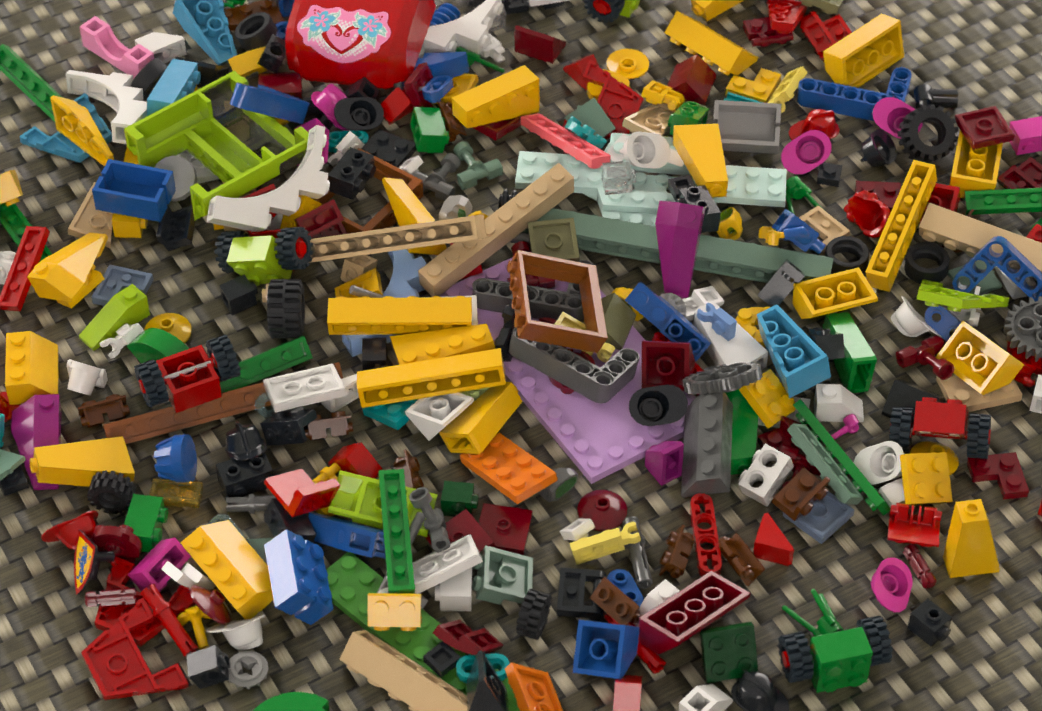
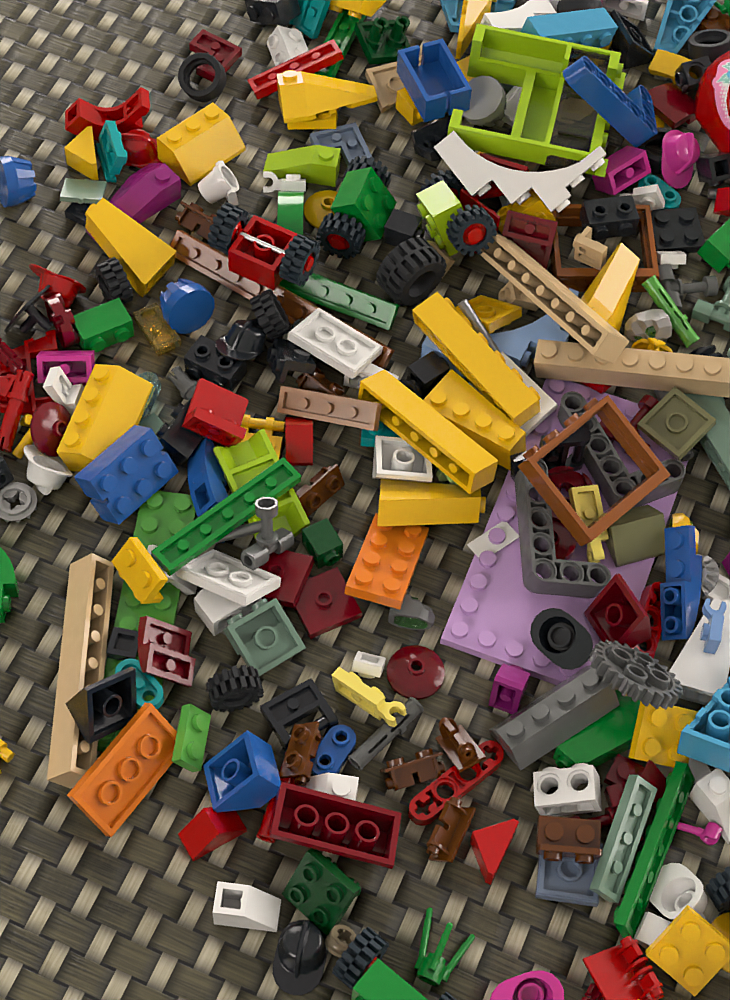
camera: 50 degrees right, 10 degrees up
(52, 201) = (382, 38): none -> dark green plate
(196, 301) = (359, 209): none -> brick
(241, 410) = (270, 314): none -> black tyre
(354, 425) = (329, 408): none -> medium nougat plate
(359, 113) = (689, 178): black piece -> none
(369, 200) = (588, 250): none -> tan bracket
(444, 191) = (664, 302): none -> bright green pin
(540, 411) = (483, 544): none -> white sticker
(554, 670) = (191, 738): none -> bright green plate
(685, 513) = (458, 745): none -> reddish brown hinge
(770, 665) = (338, 933): none -> dark tan bush

